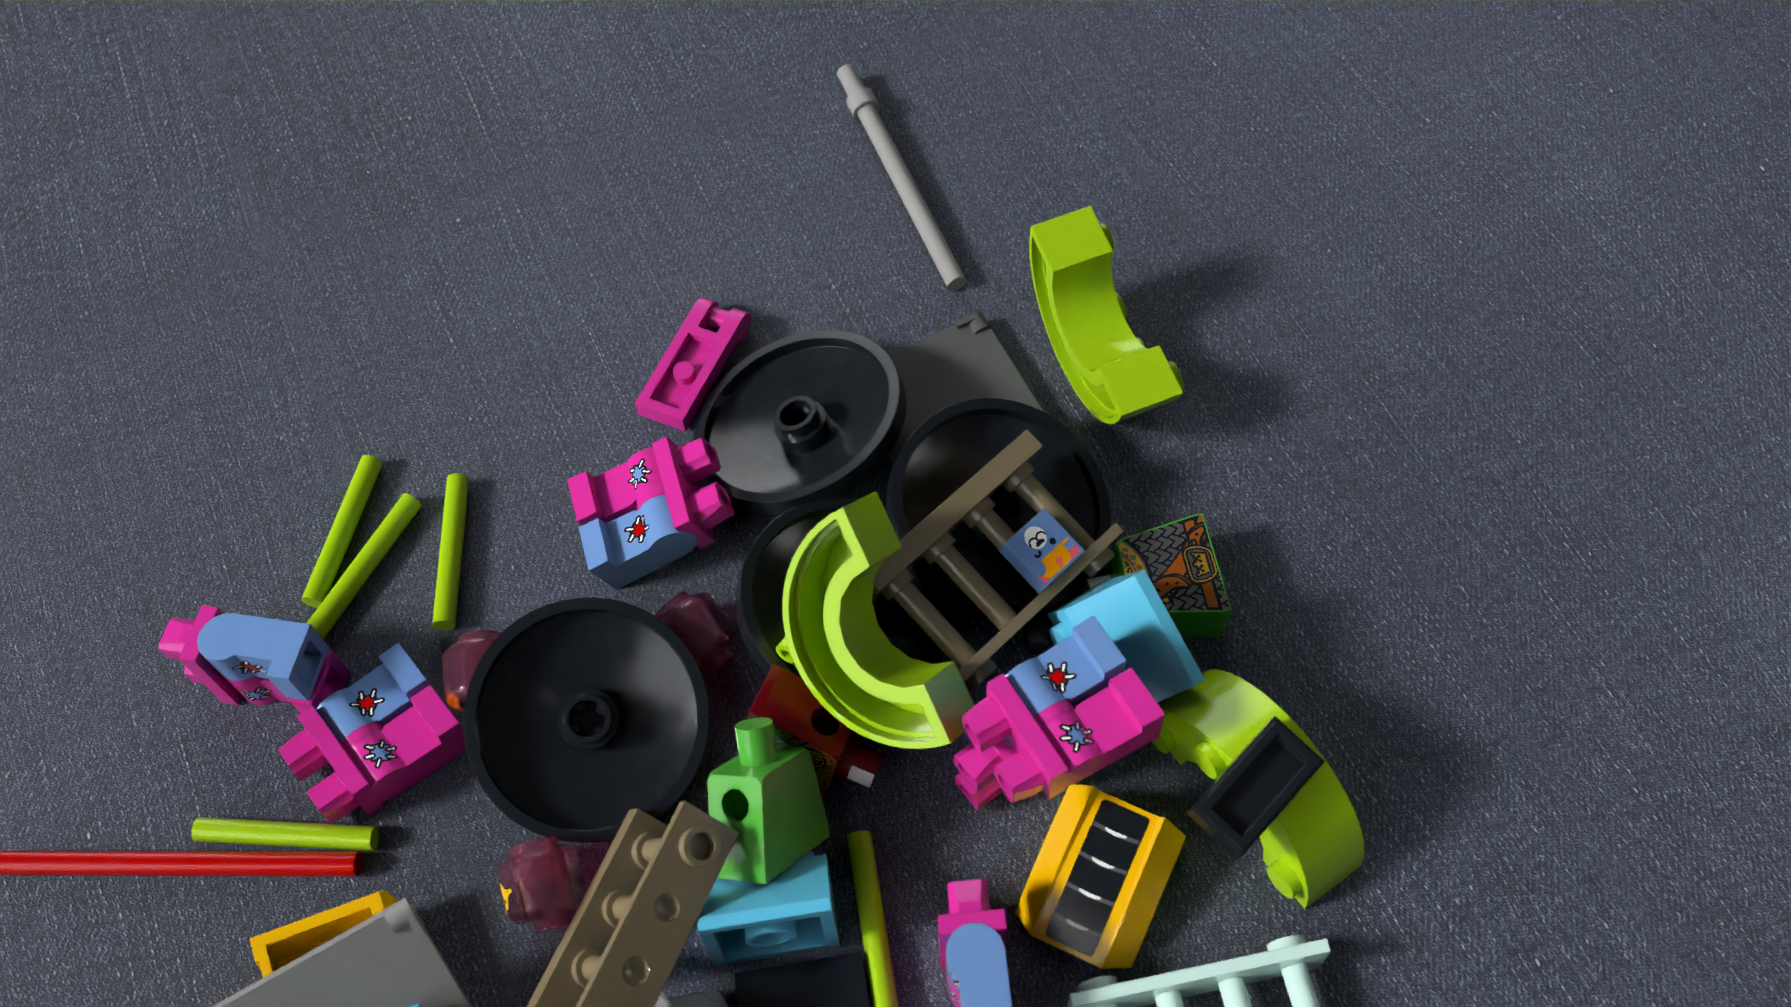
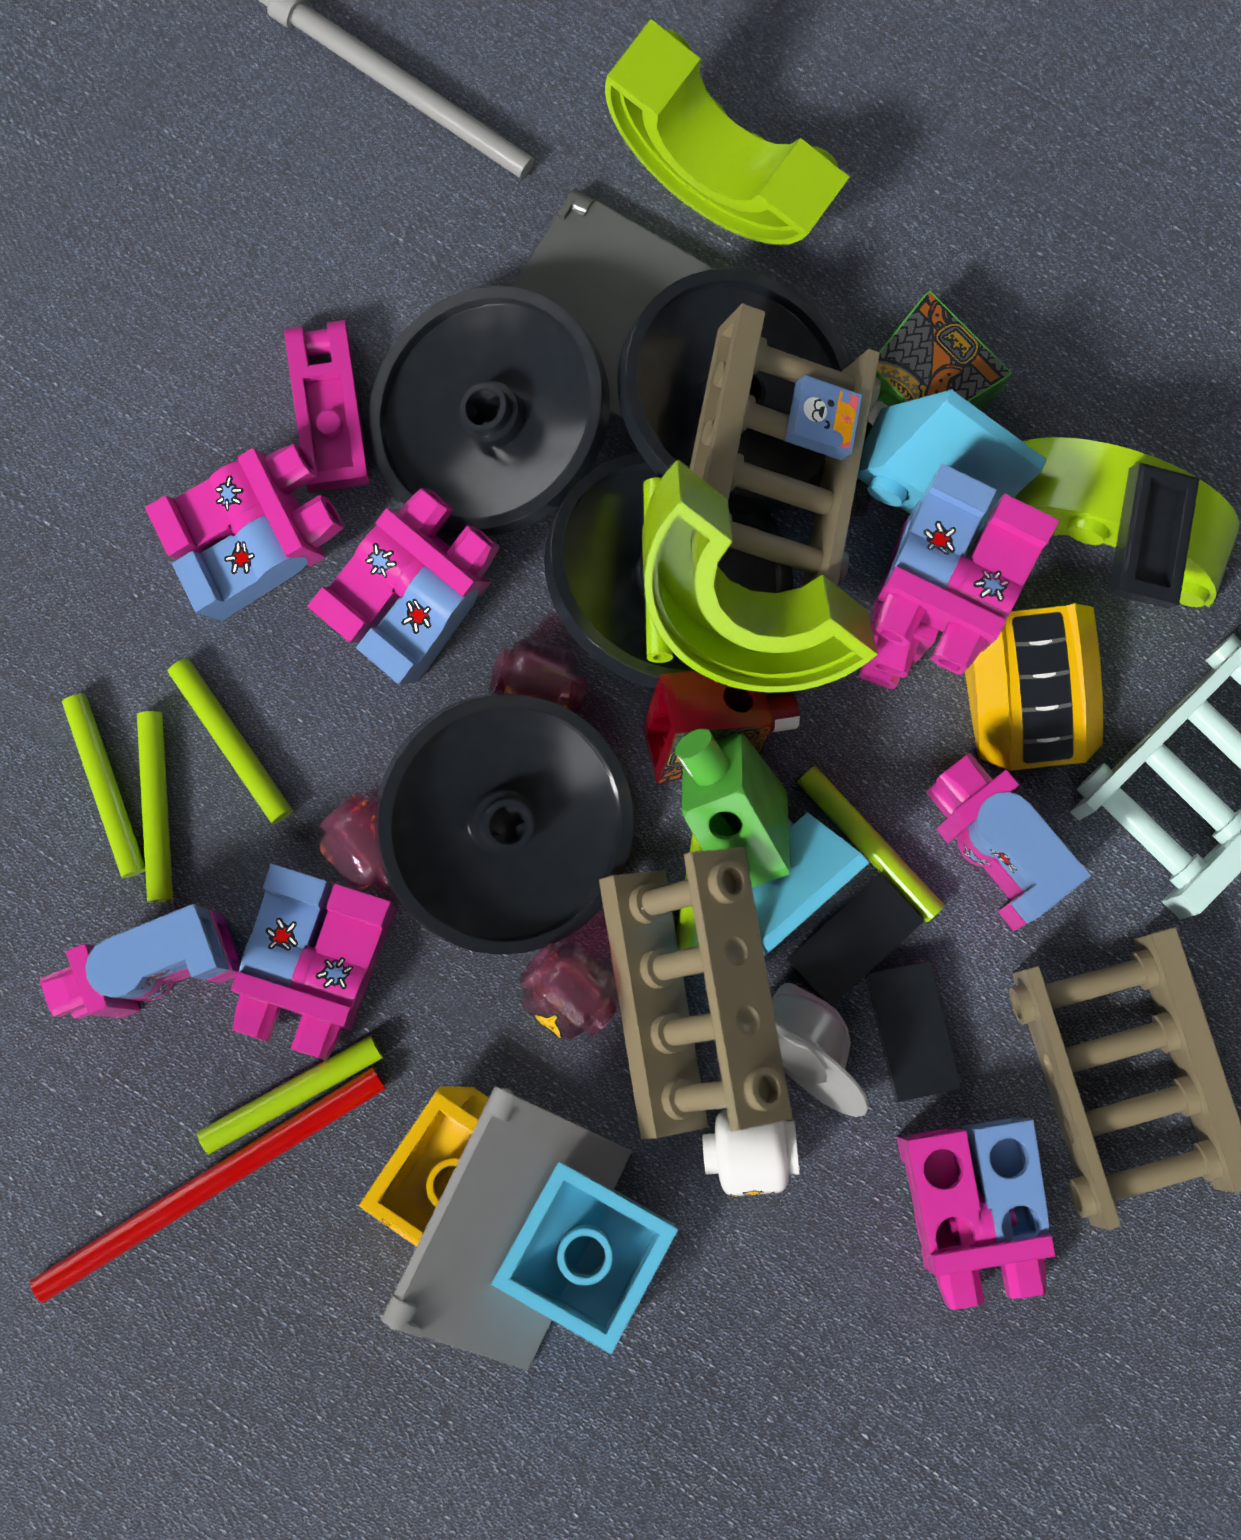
camera: 40 degrees left, 20 degrees up
(567, 408) = (244, 529): none -> dark pink hips

